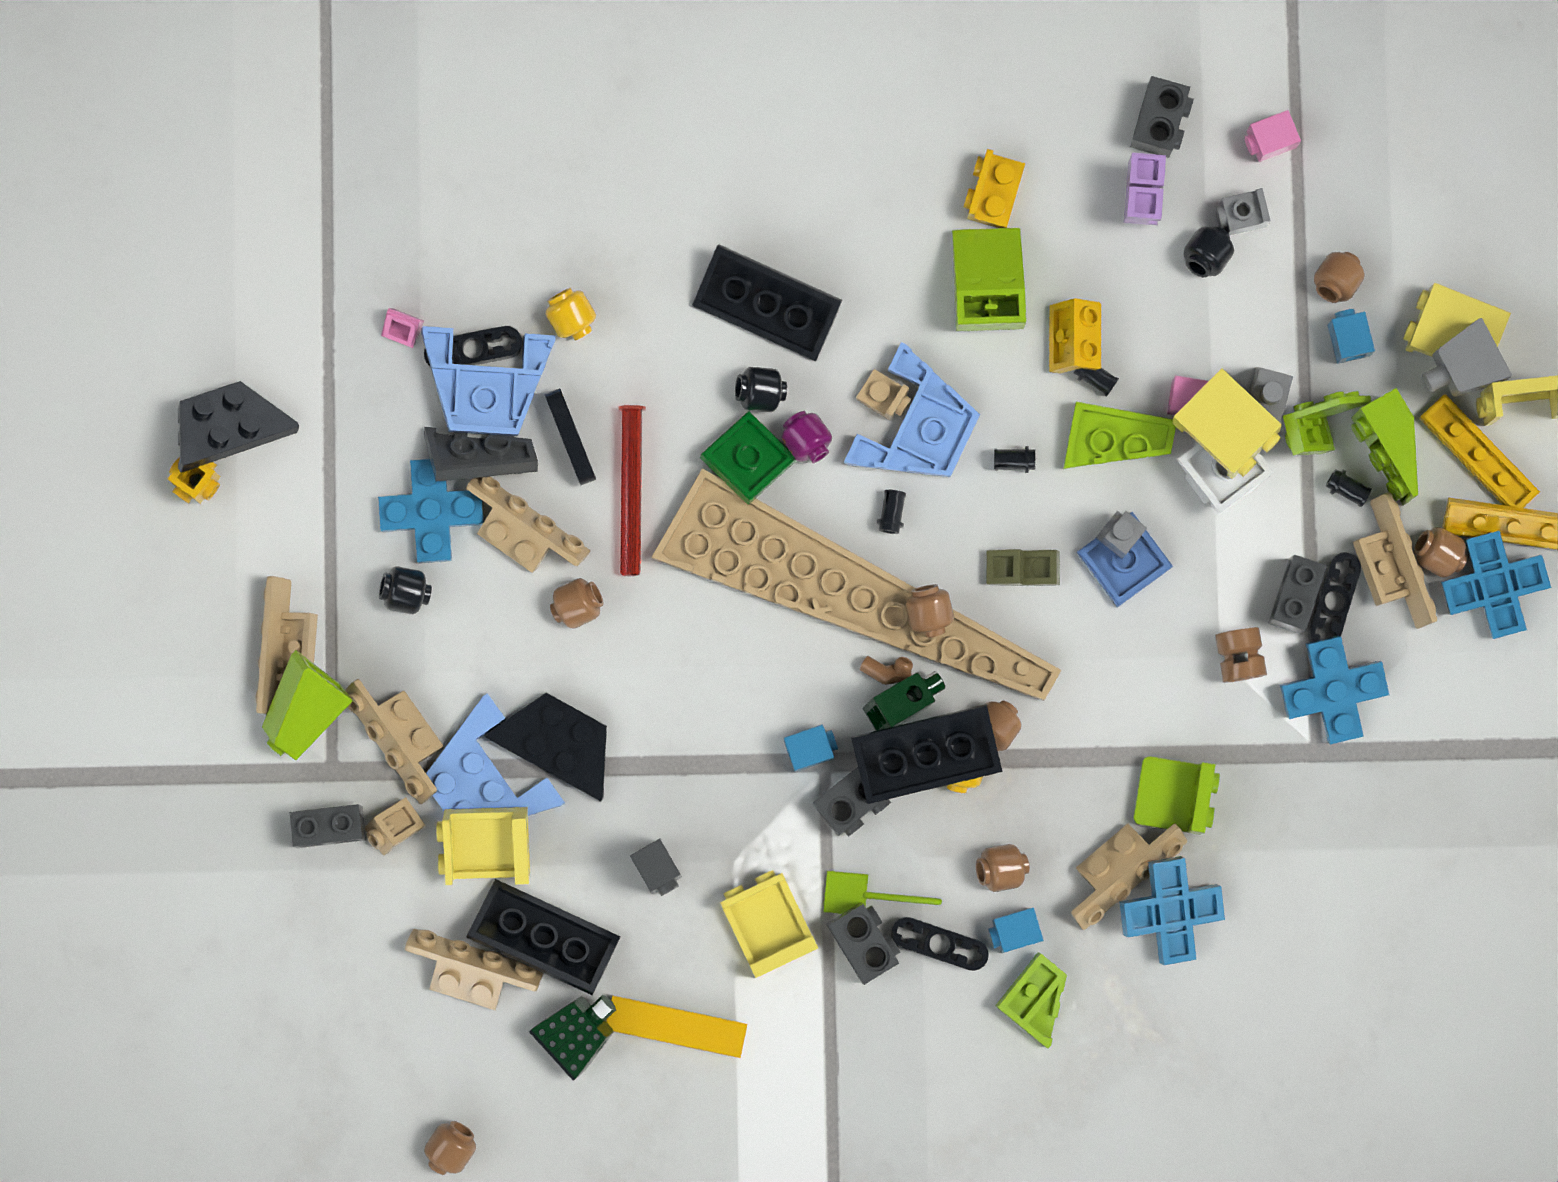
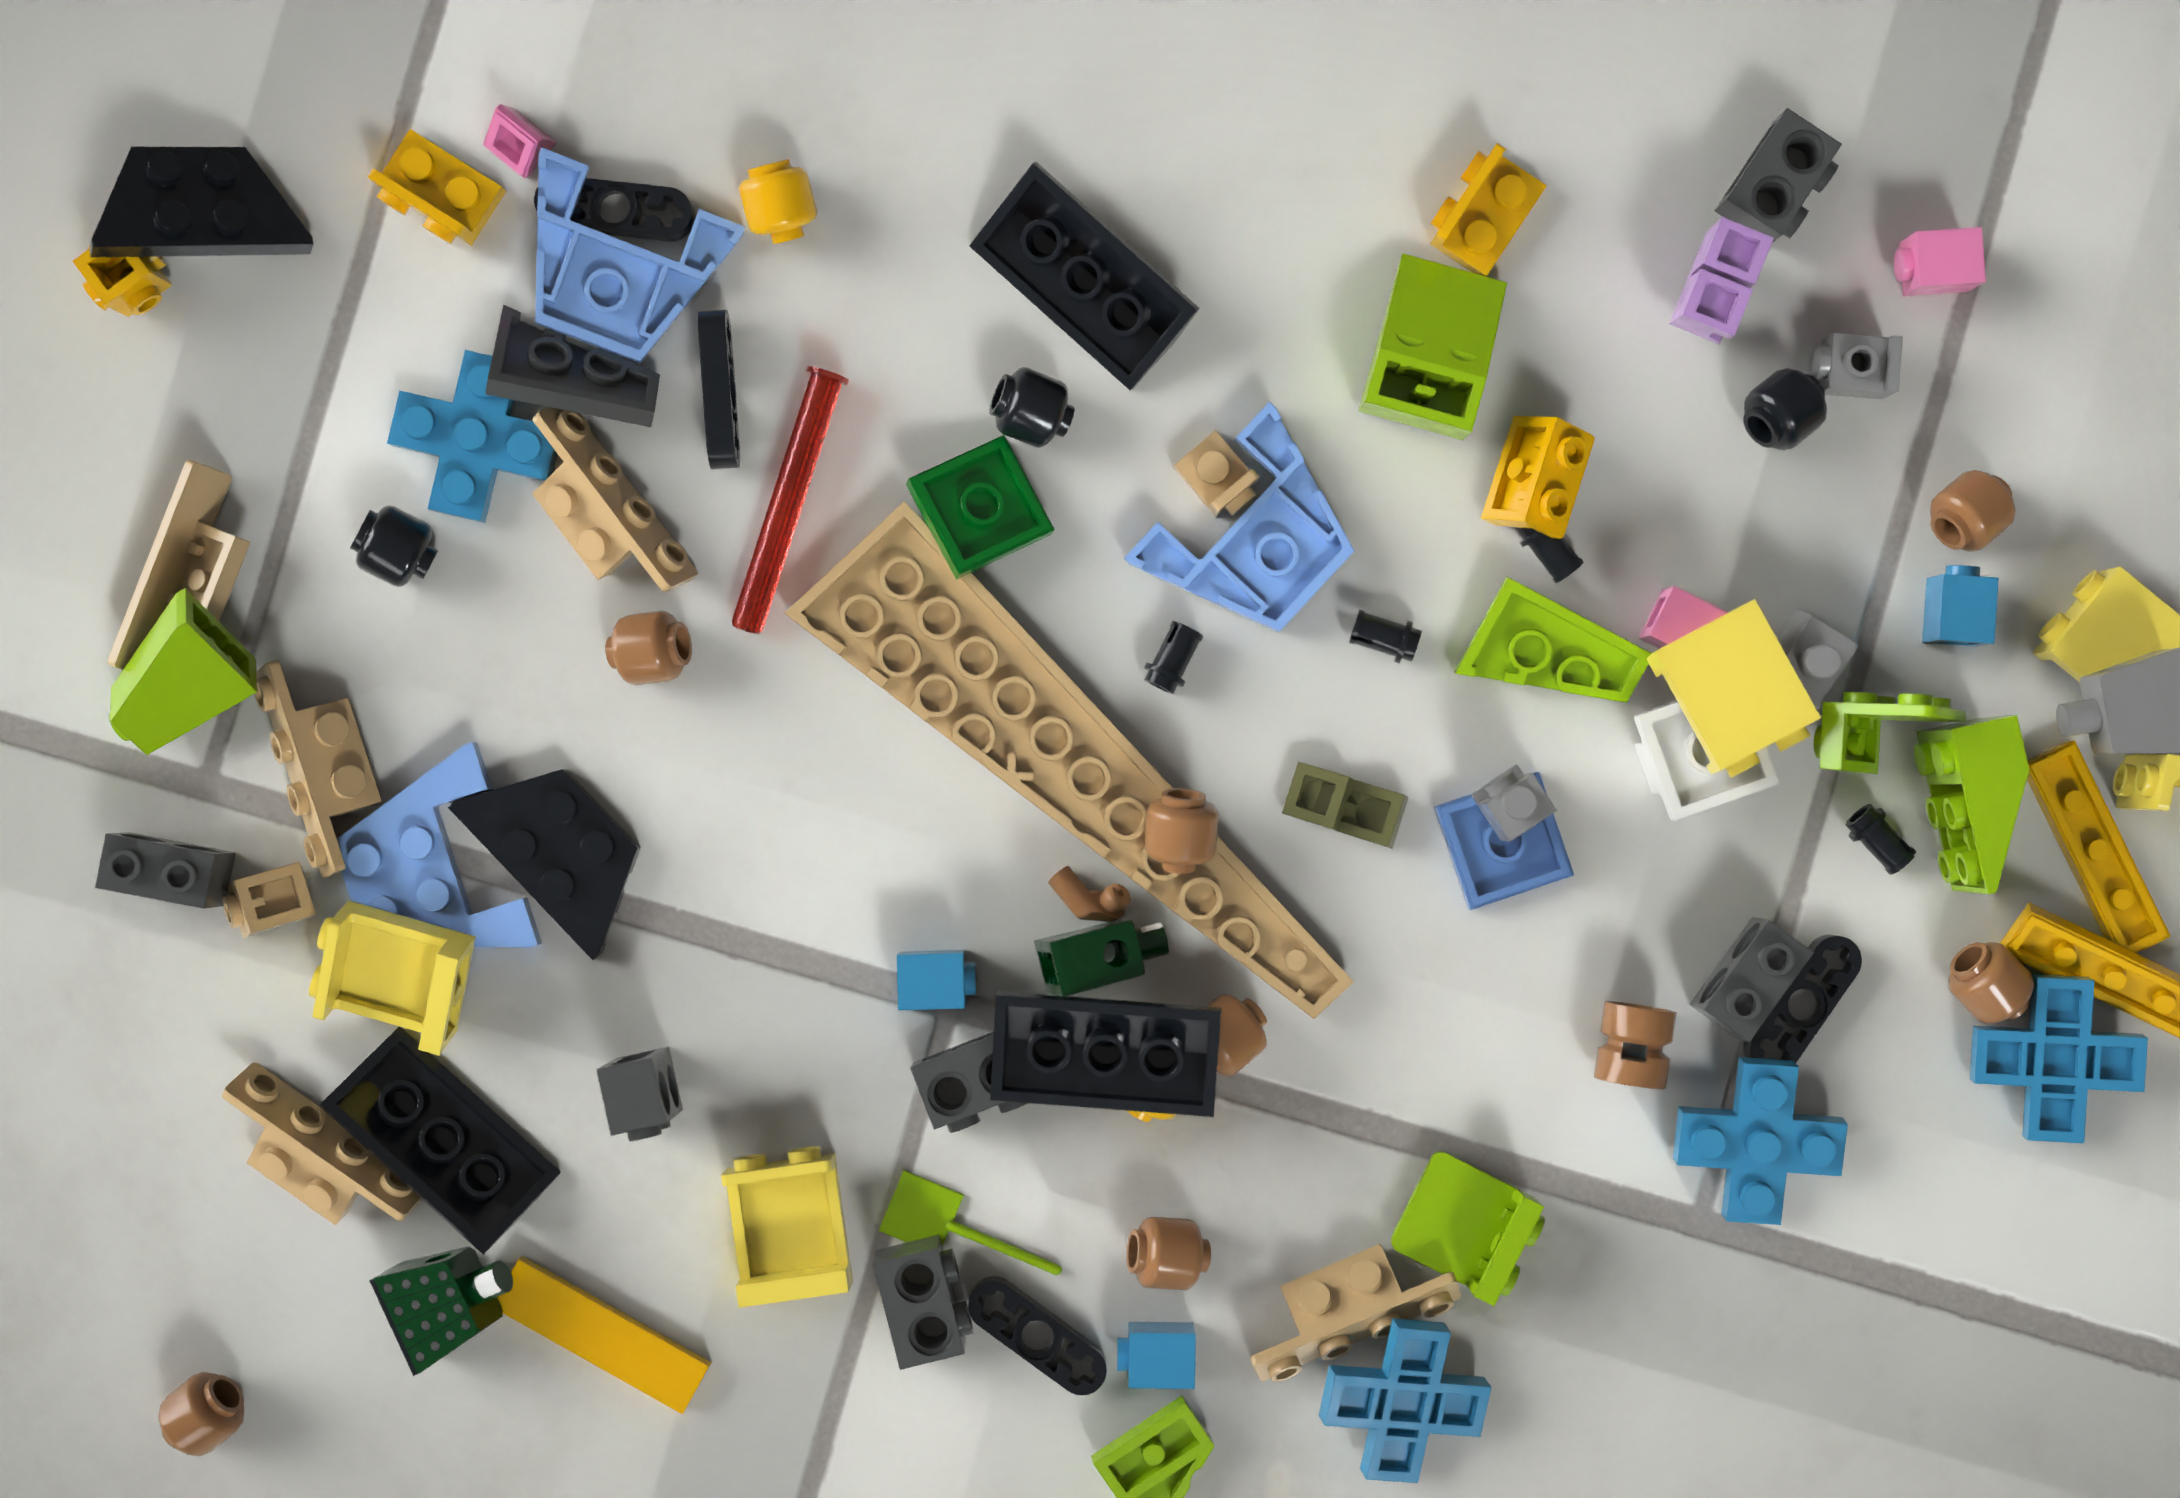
camera: 15 degrees right, 5 degrees up
(364, 370) = (438, 187): none -> yellow bracket
(806, 437) = (1078, 503): magenta head -> none
(1391, 565) = (1911, 978): tan bracket -> none

